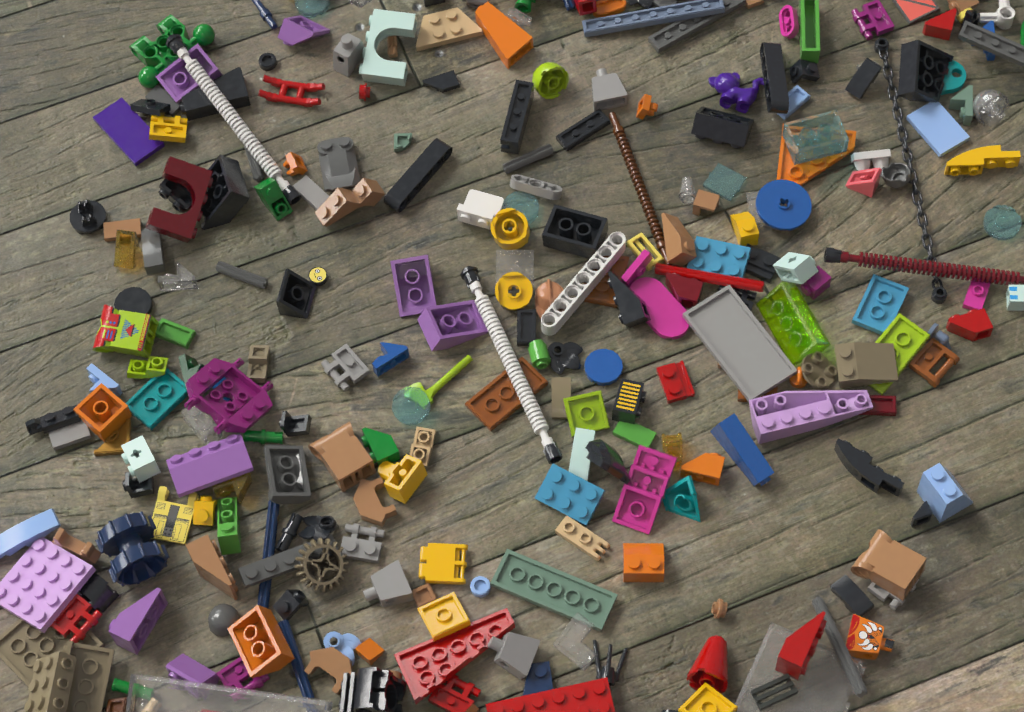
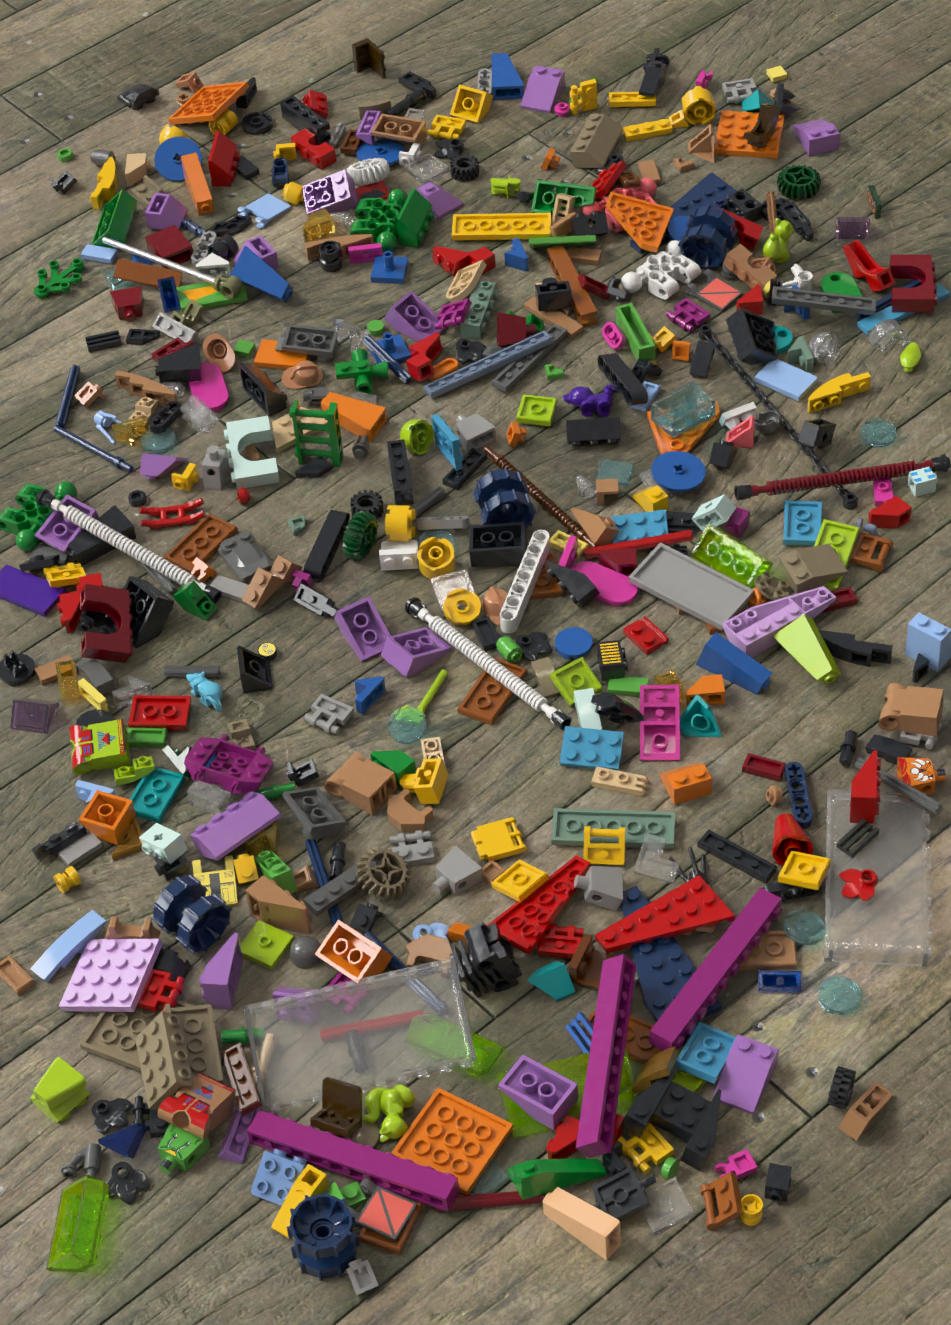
camera: 20 degrees left, 15 degrees down
(44, 465) = (67, 879): none -> yellow wheel
(84, 272) = (33, 715): none -> clear purple slope
(142, 273) = (92, 695): none -> light yellow tile
(184, 149) = (70, 602): none -> red arch
(191, 598) = (266, 944): none -> lime plate
(195, 311) = (160, 712): none -> red plate
(246, 302) = (209, 691): none -> medium azure animal
(253, 541) = (305, 879): none -> medium nougat slope
(305, 132) = (201, 542): none -> dark orange tile
(318, 527) = (361, 846): black plate -> none
(320, 56) = (187, 479): none -> yellow bracket
(377, 210) = (301, 577): none -> magenta tile
(383, 237) = (315, 601): none -> hinge
(450, 178) = (360, 535): none -> dark green gear
(465, 50) = (332, 427): none -> green fence
(473, 152) = (367, 498): none -> black tyre
(480, 586) = (542, 848): light blue tile -> none
(493, 177) = (400, 523): none -> yellow brick
(494, 72) = (360, 446): none -> dark grey arm
(533, 614) = (604, 852): none -> yellow plate
(573, 94) = (447, 442): none -> dark azure plate
(598, 186) = (504, 498): none -> dark blue piece
(657, 662) = (737, 856): none -> black tile
(678, 85) = (536, 410): none -> lime plate
(713, 44) = (554, 373): none -> bright green tile
(724, 572) = (763, 767): none -> dark red tile
(746, 616) = (801, 794): none -> dark blue beam
(813, 580) = (848, 747): none -> black axle
(821, 458) = (807, 646): none -> slope
(834, 41) = (663, 339): none -> yellow bracket
(836, 198) = (723, 454): none -> black slope
(847, 60) = (681, 350): none -> orange tile
(937, 207) = (817, 433): none -> black brick

